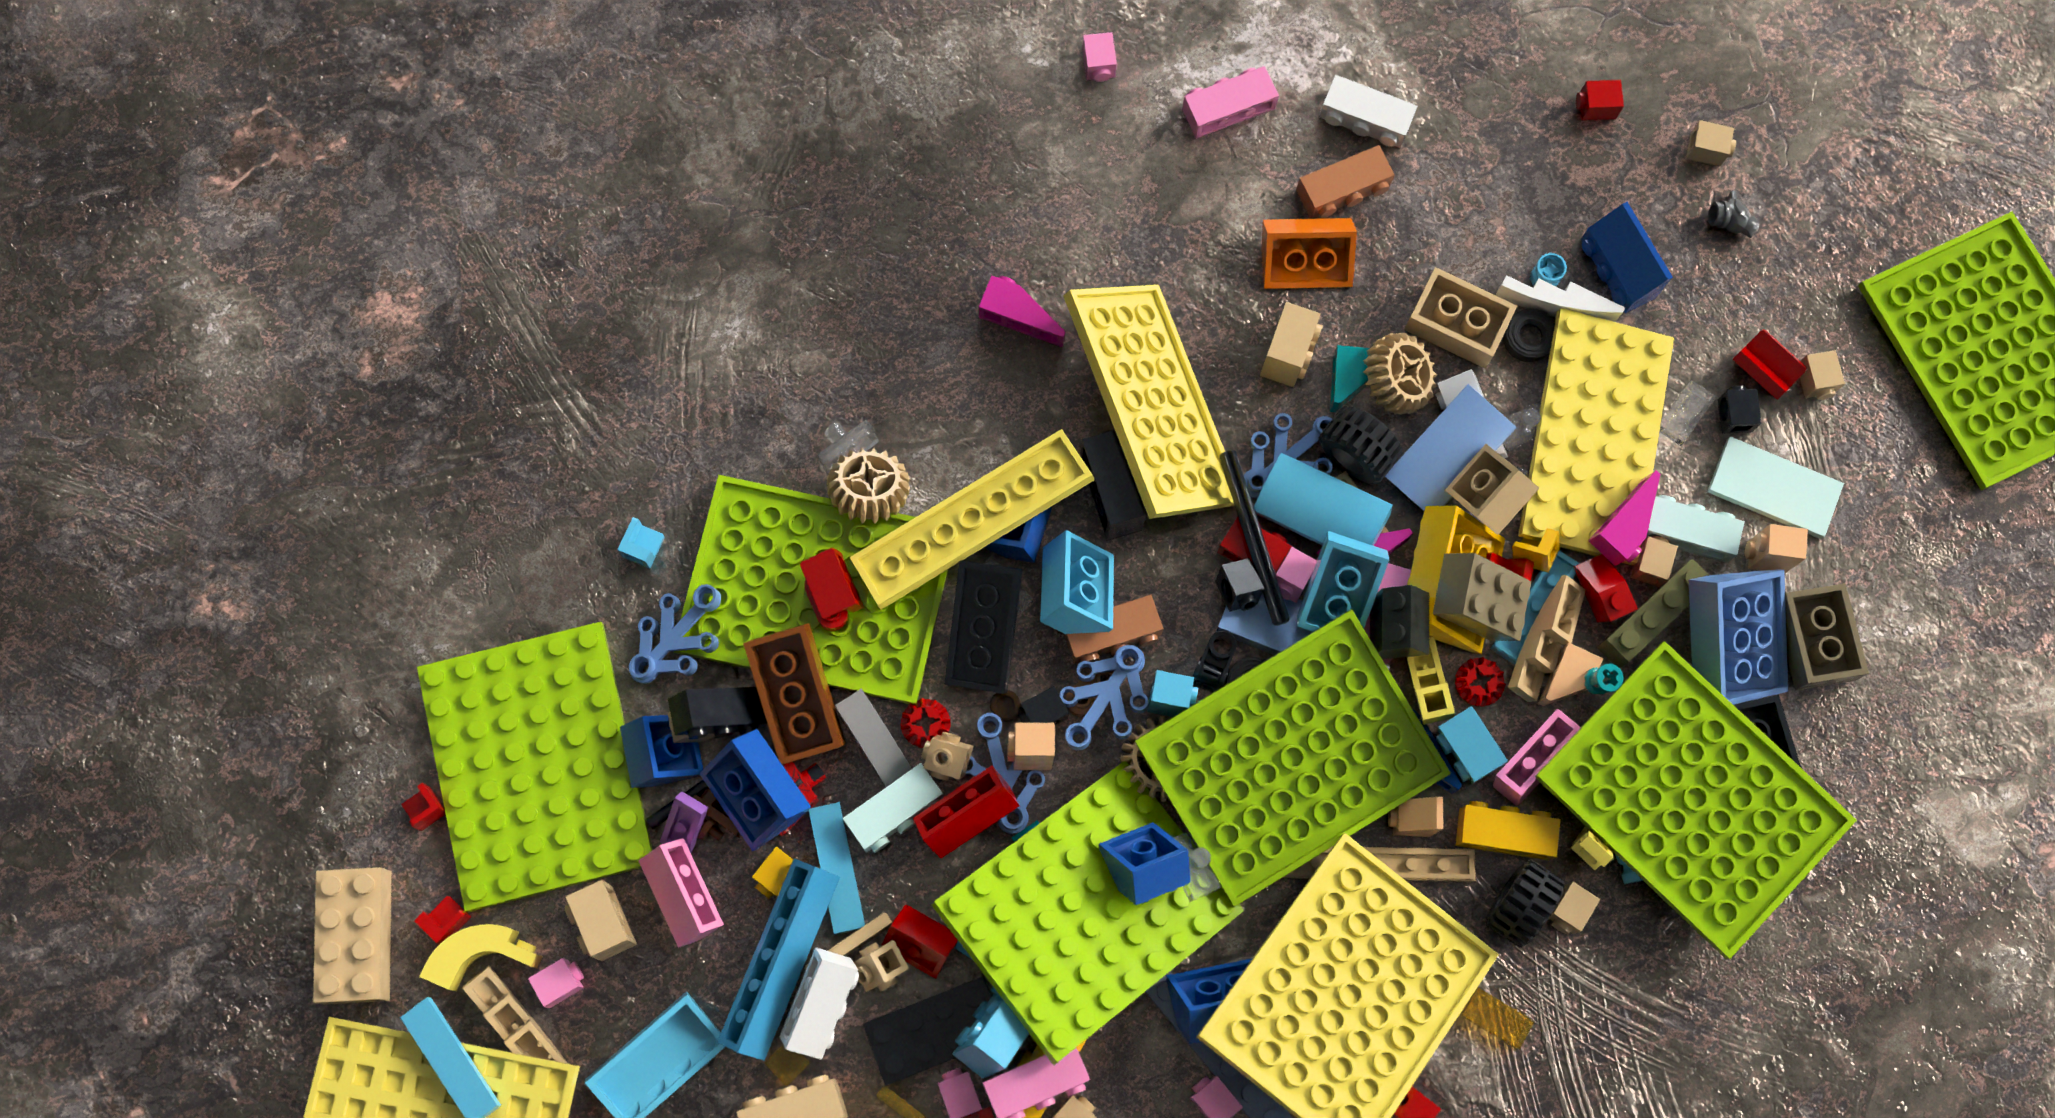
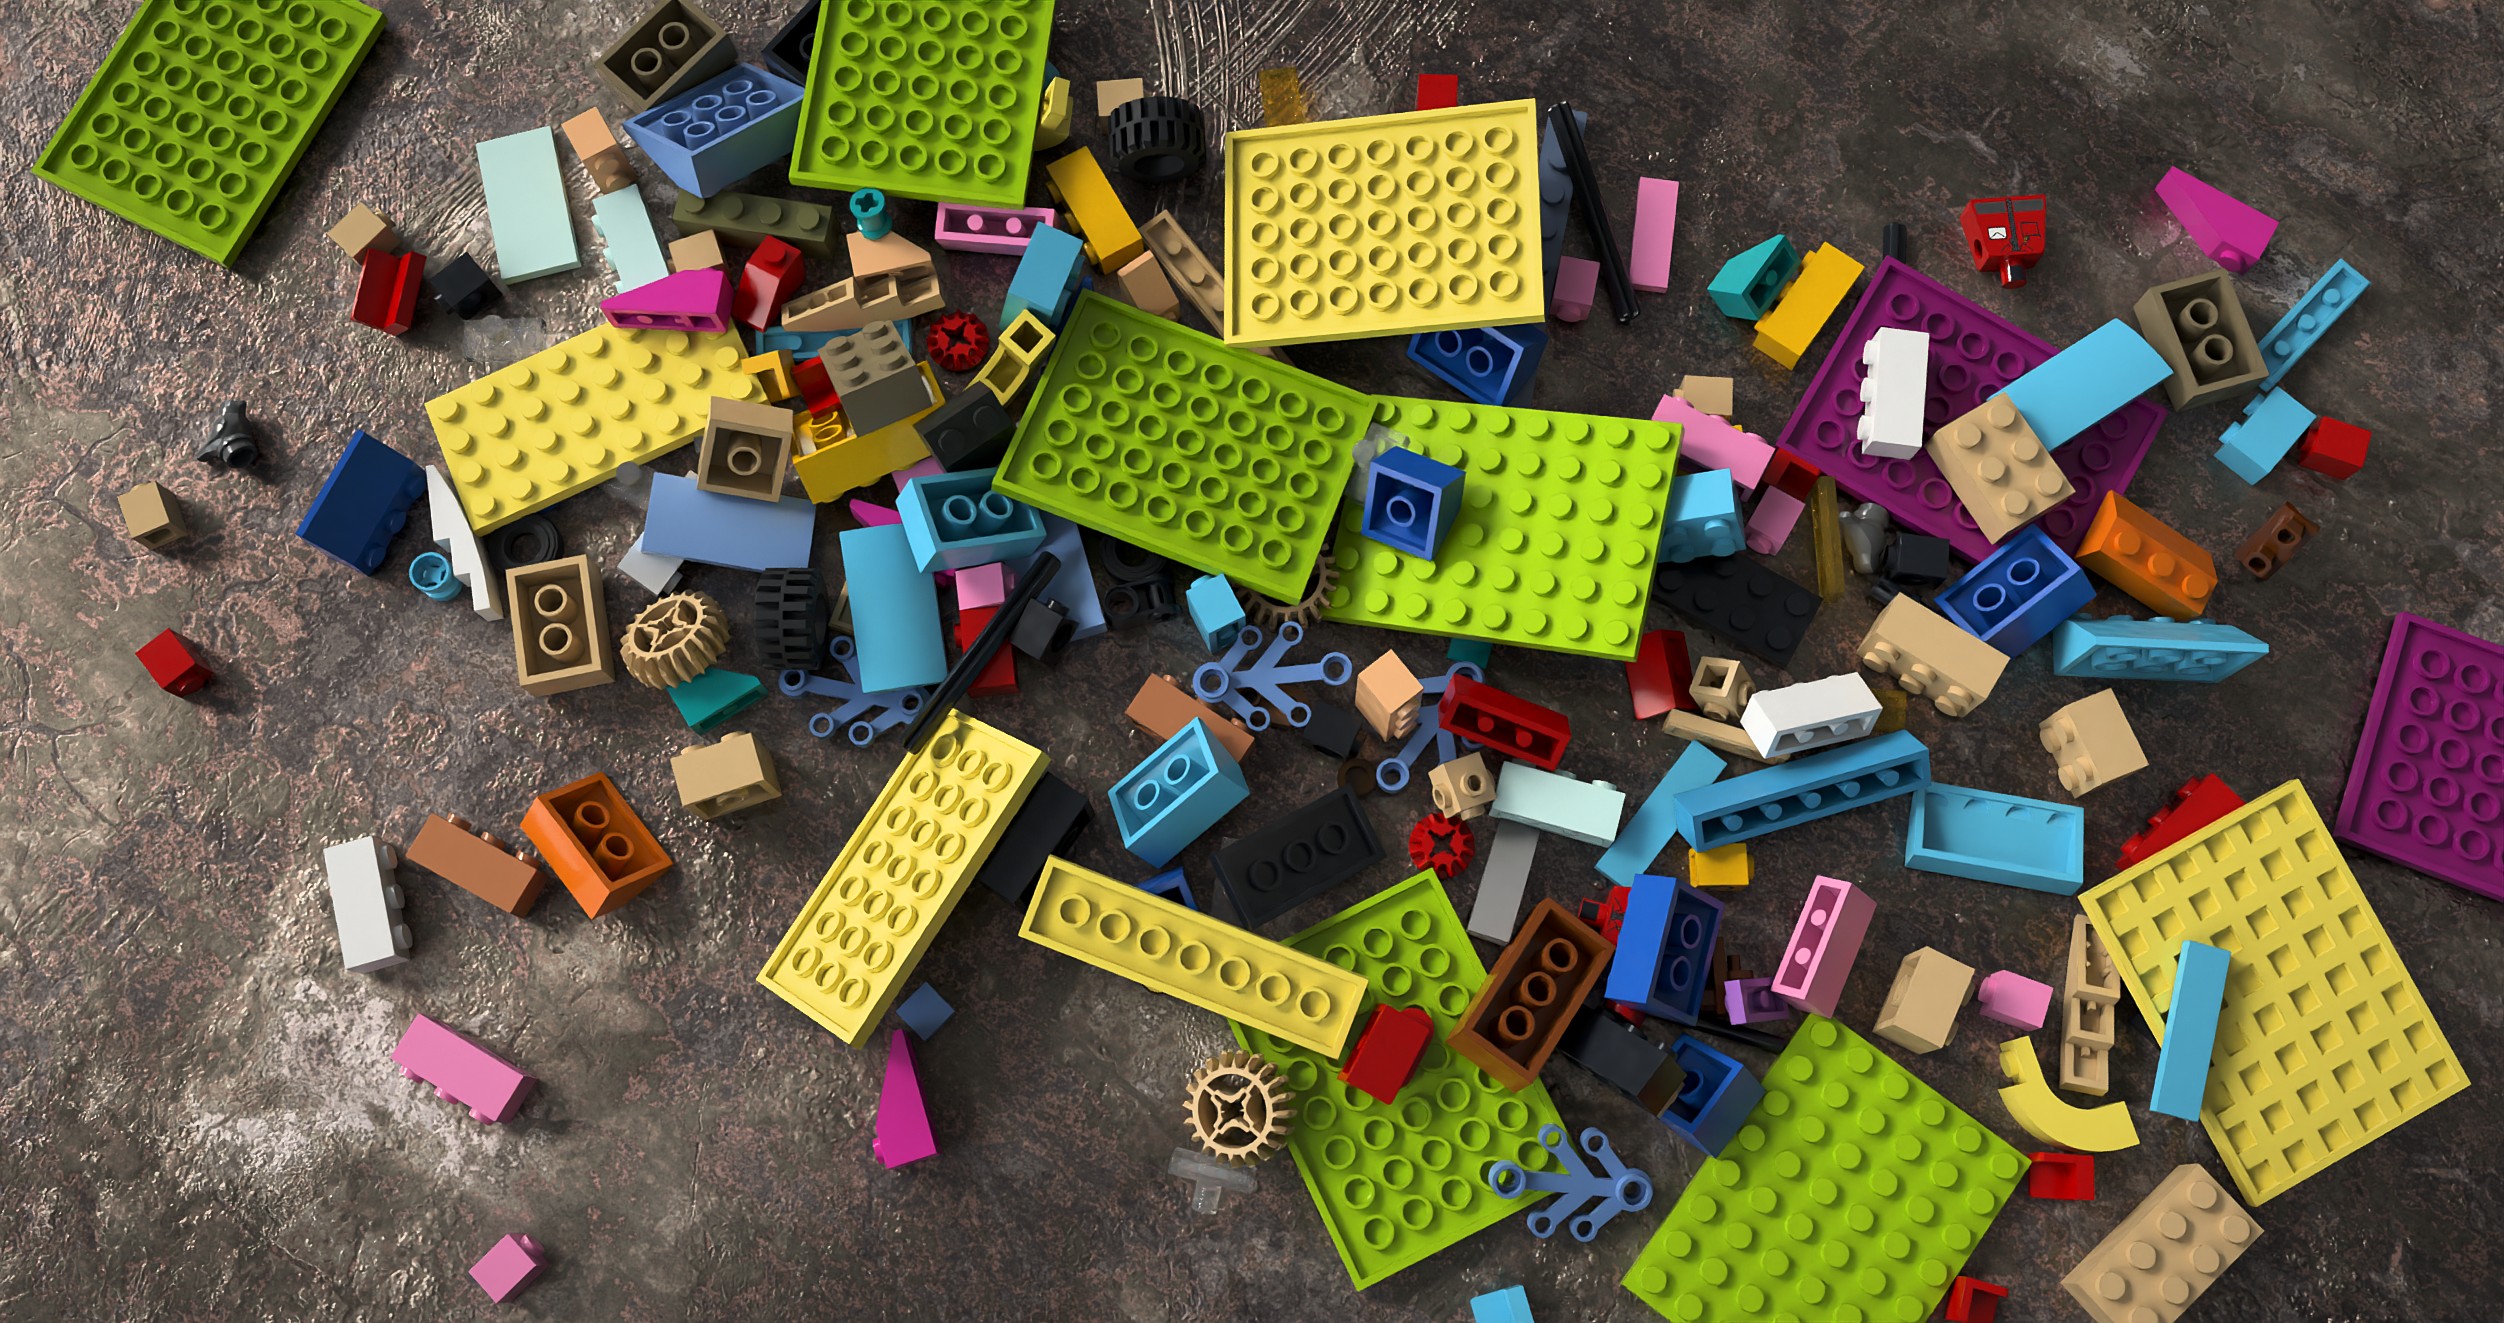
camera: 120 degrees left, 0 degrees up
(1065, 362) = (925, 1011): none -> medium blue tile

